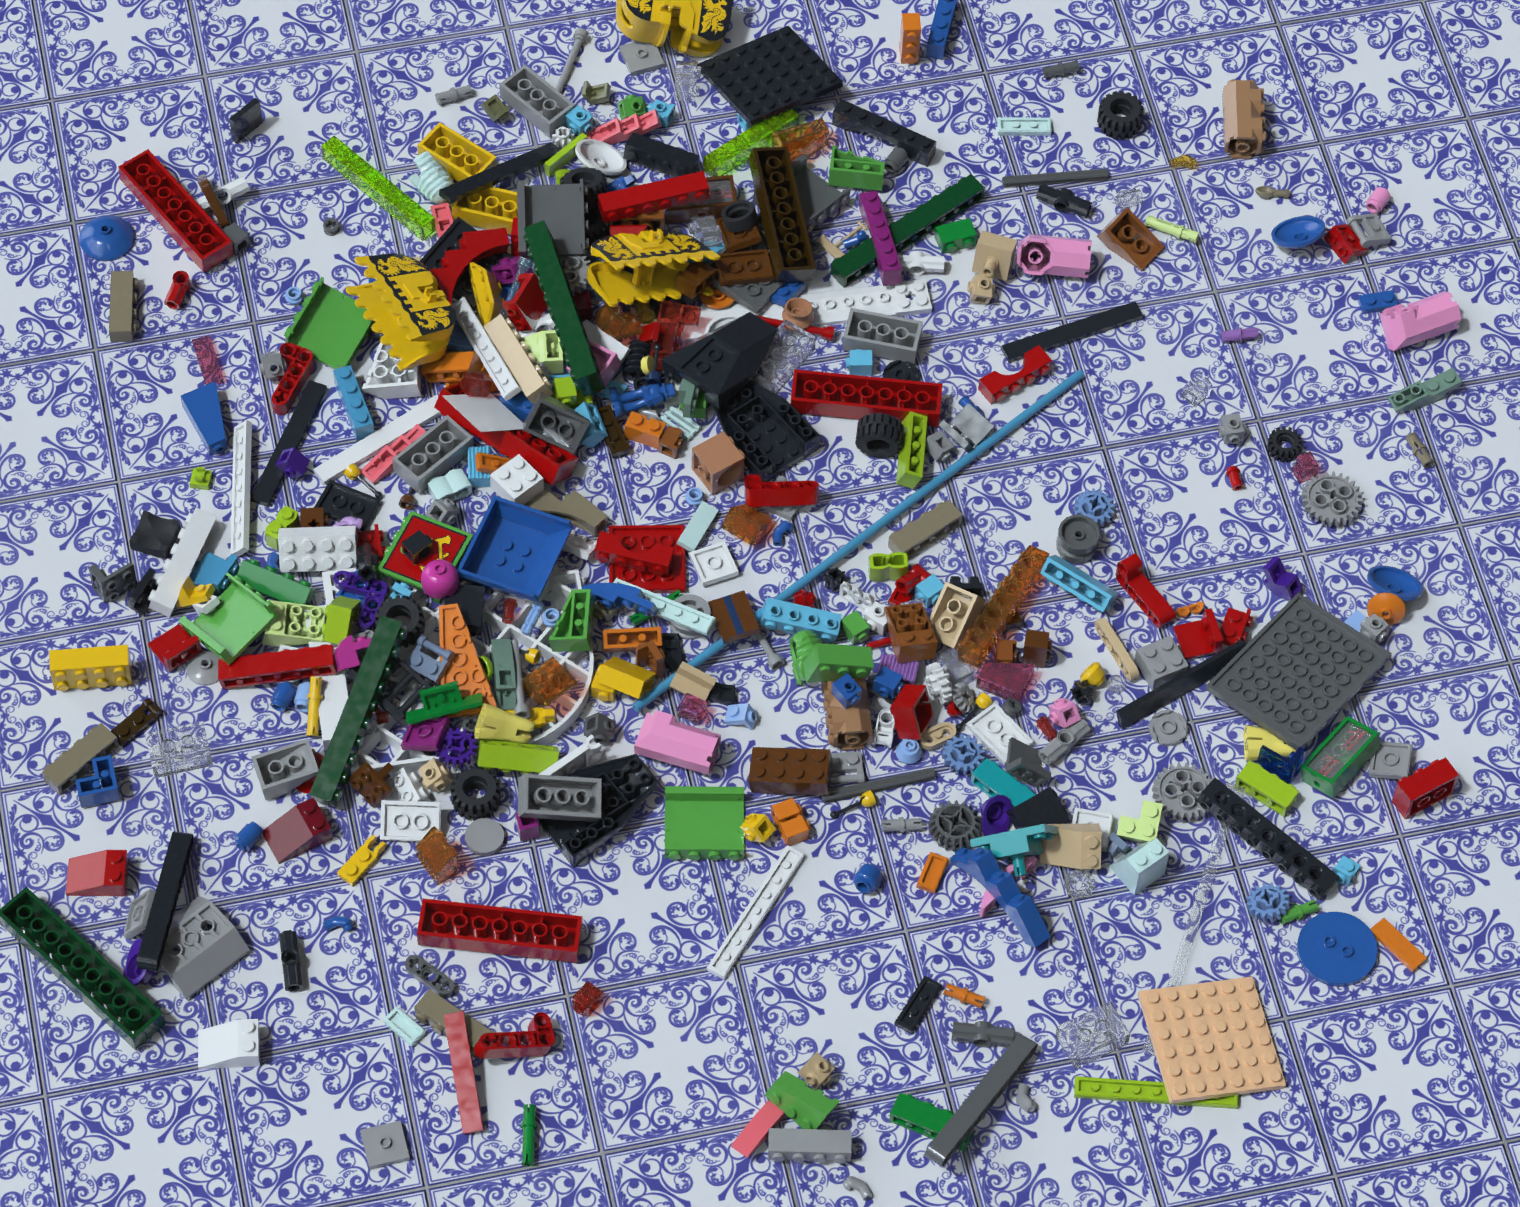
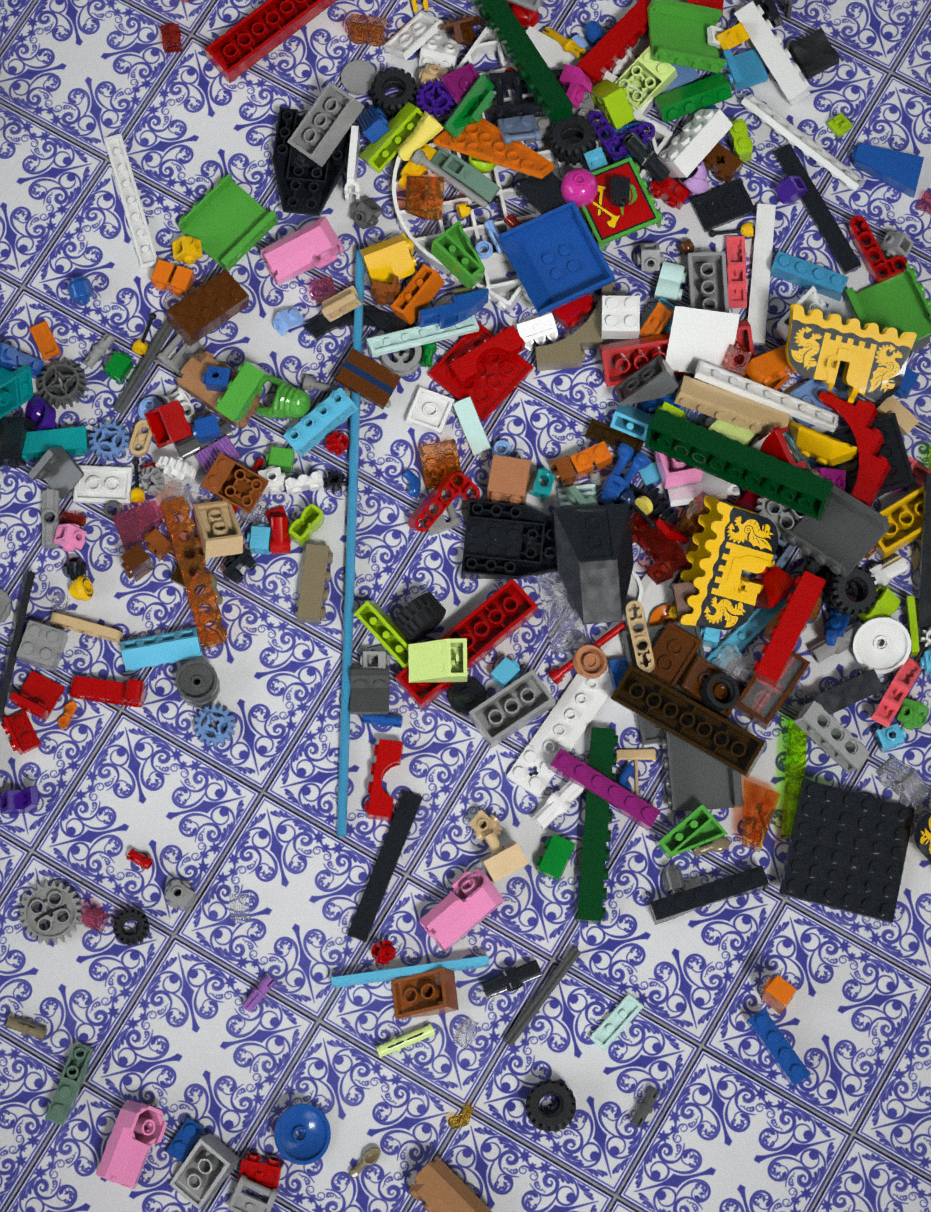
camera: 140 degrees right, 15 degrees up
(517, 769) = (373, 123): none -> blue brick
(690, 442) = (534, 487): none -> teal brick
(699, 135) = (834, 746): none -> light grey brick
(750, 290) = (640, 636): none -> tan beam
(900, 797) = (119, 367): none -> green brick
(902, 386) = (438, 661): none -> yellowish green slope
(1126, 259) = (391, 974): none -> medium azure tile
(1130, 283) = (383, 952): none -> red gear
(1382, 271) = (204, 1170): none -> light grey slope

